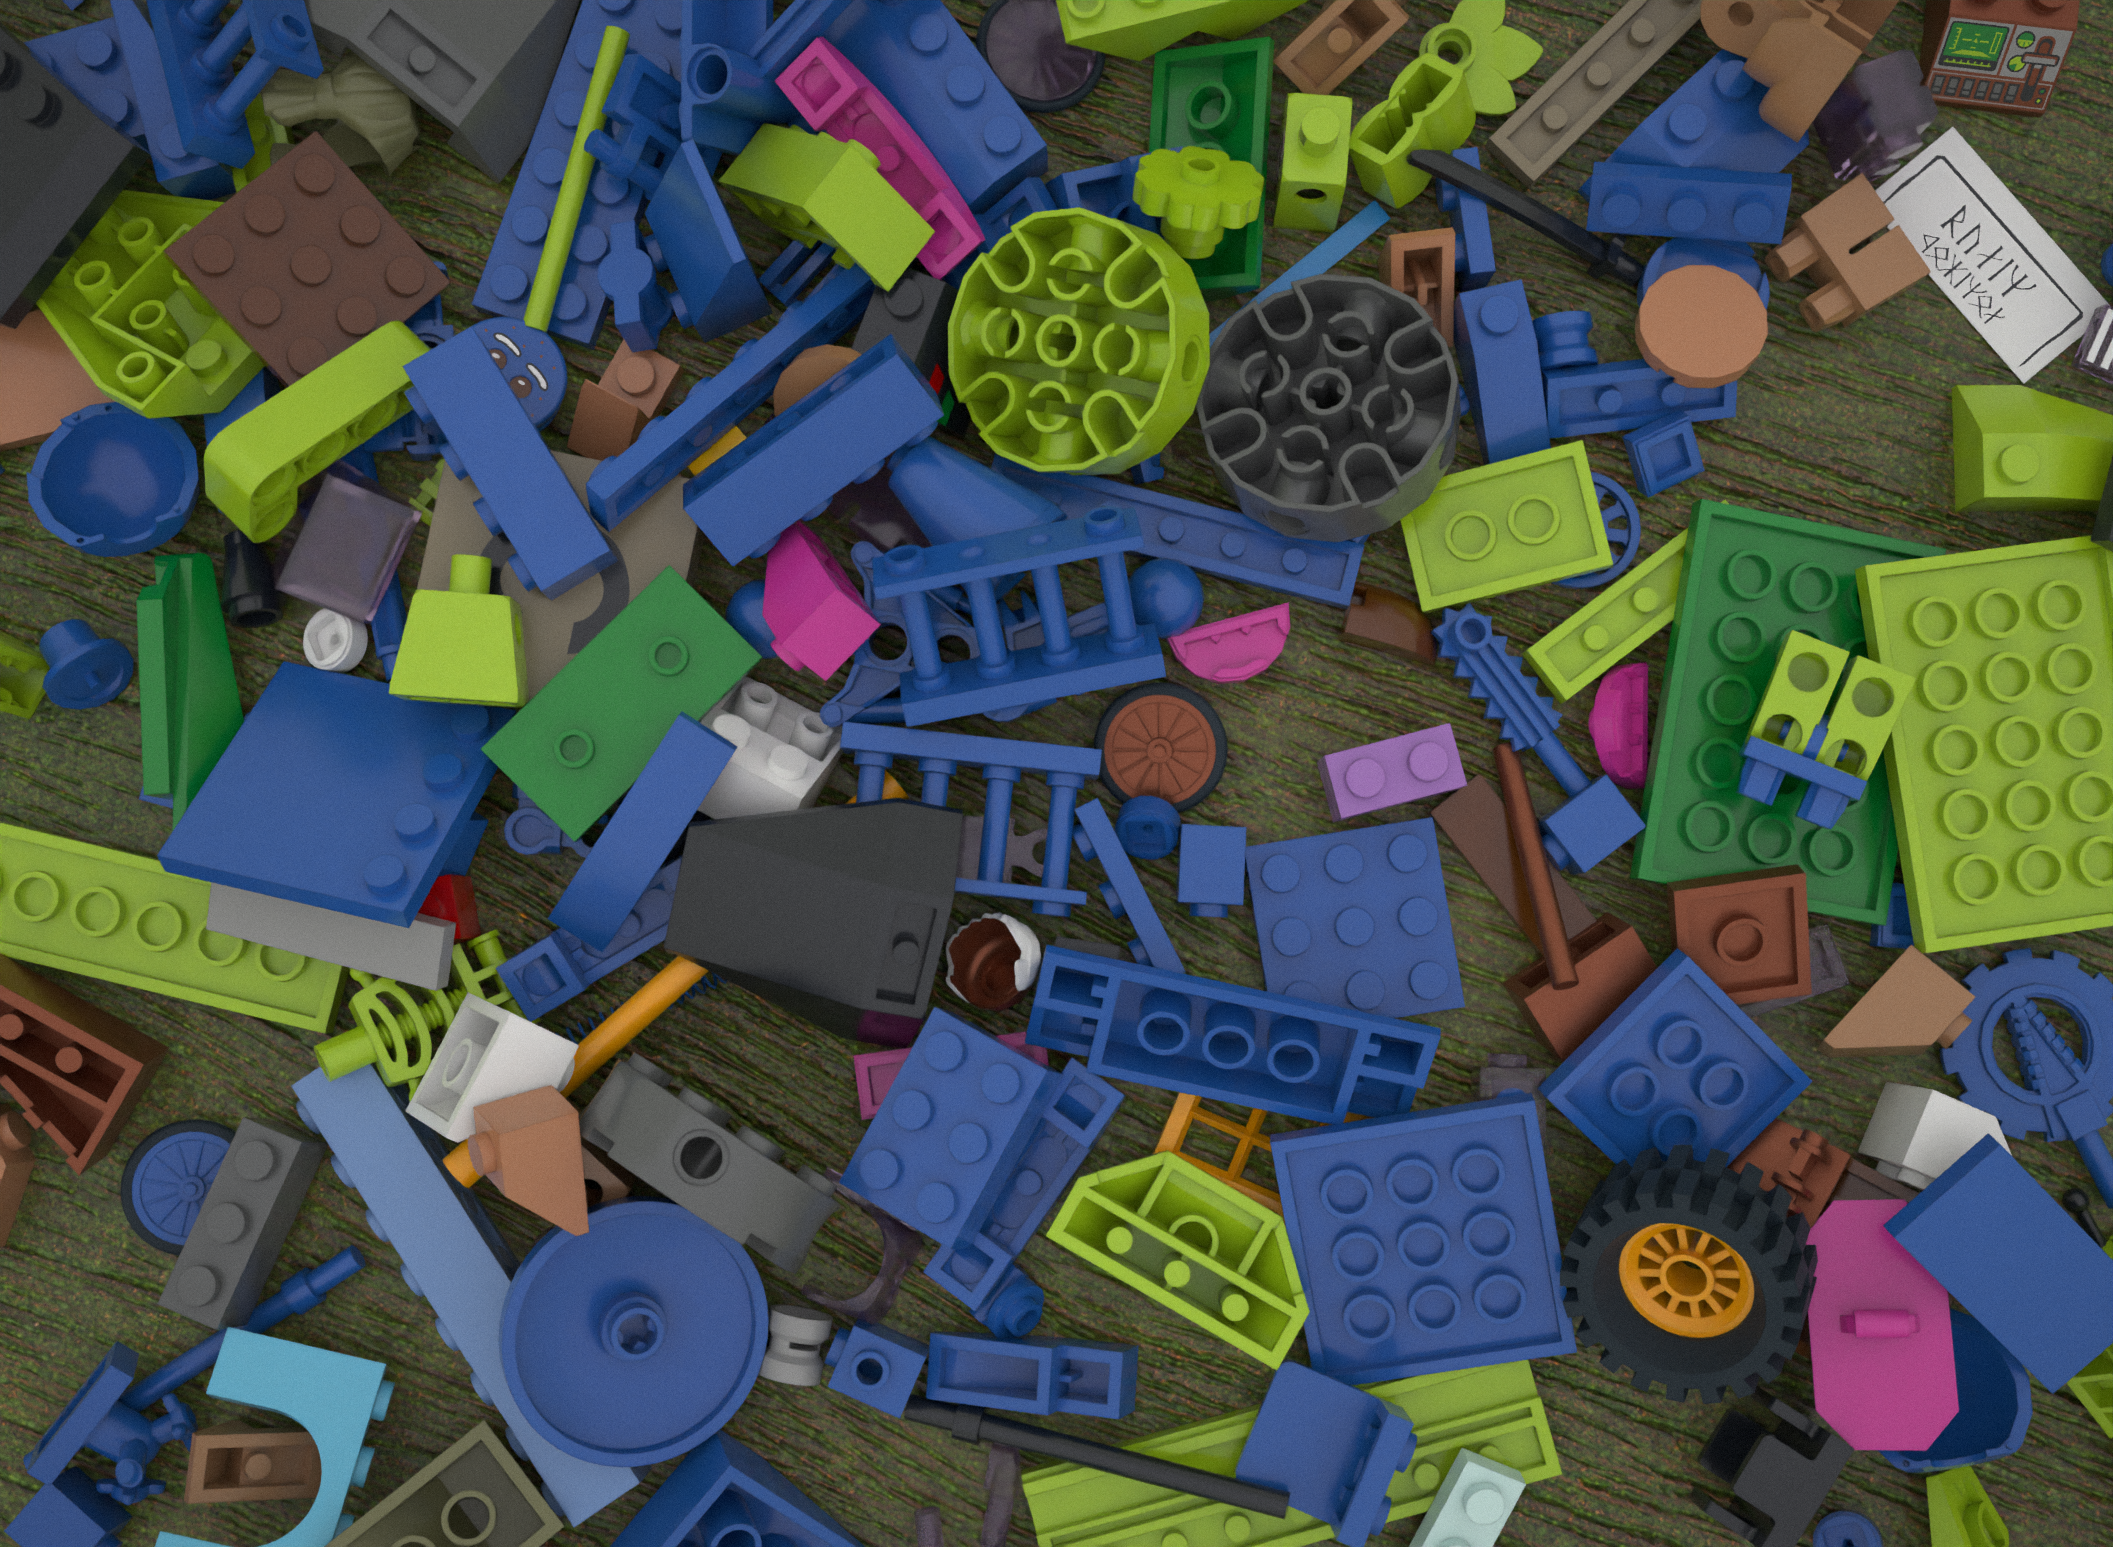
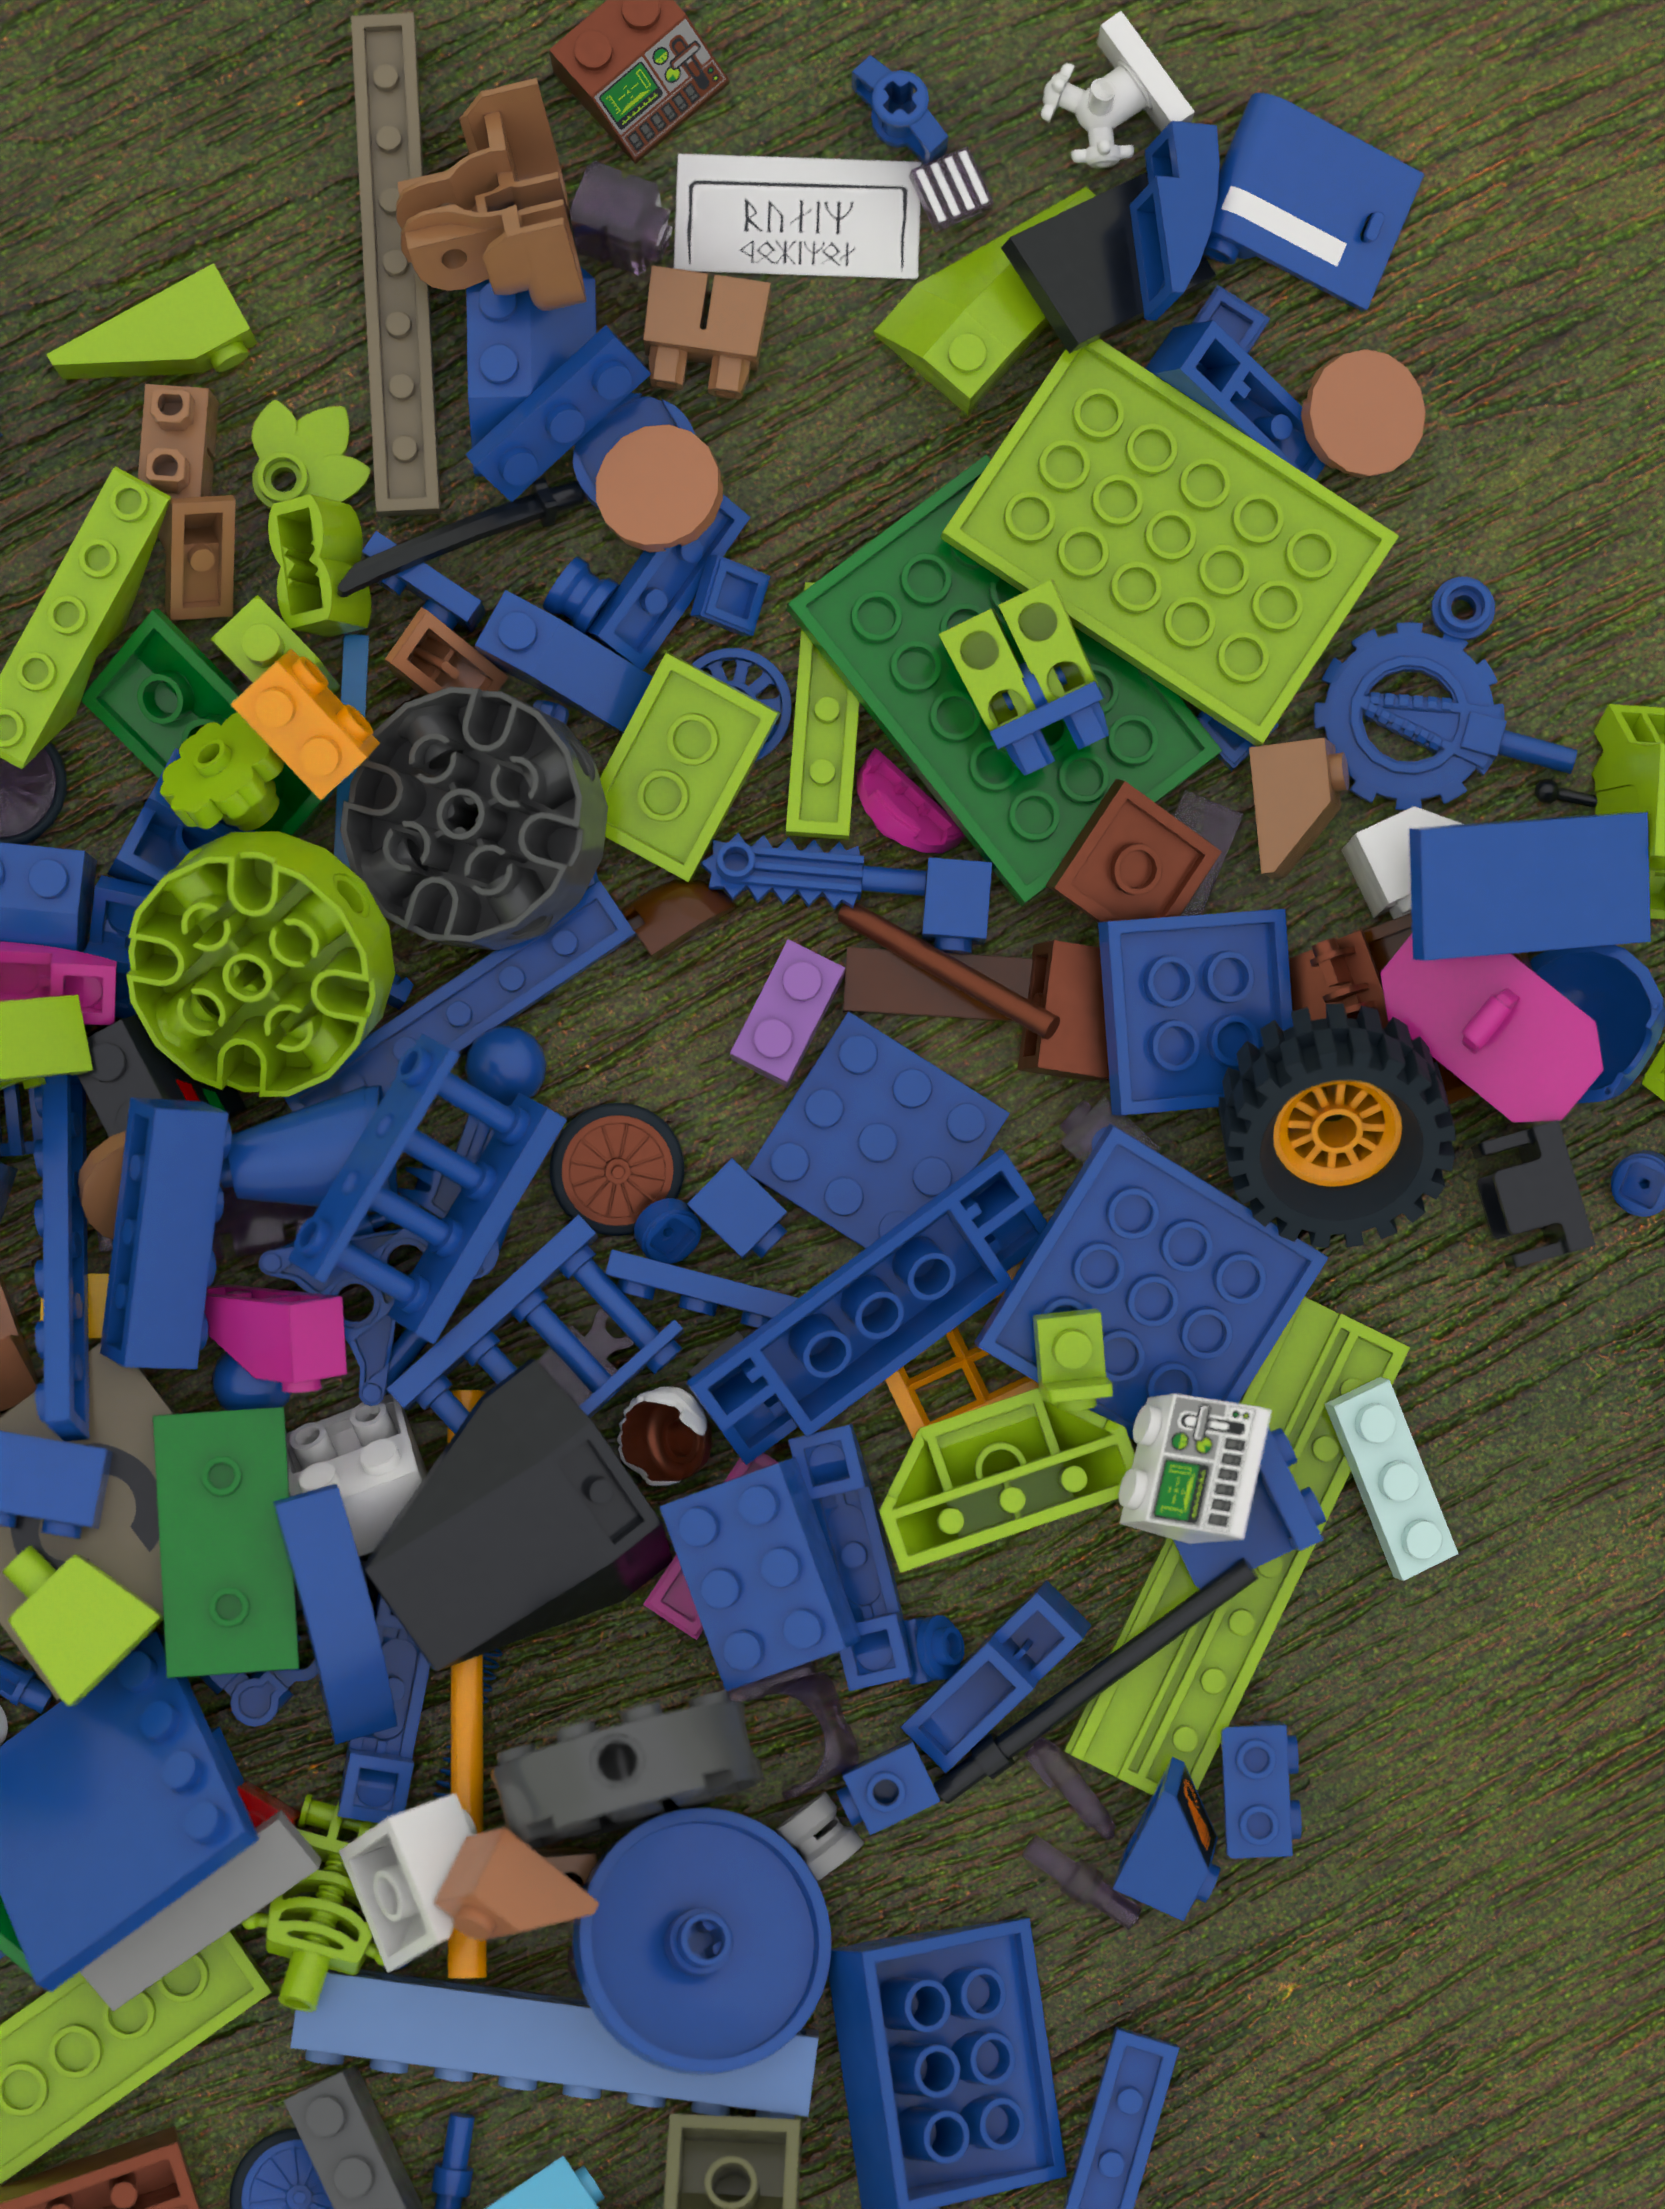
camera: 60 degrees left, 0 degrees up
(1233, 647) = (589, 1046): dark pink plate -> none
(1291, 212) = (306, 723): none -> light orange brick
(1324, 1224) = (1071, 1358): none -> lime bracket
(1329, 1402) = (1193, 1468): none -> slope

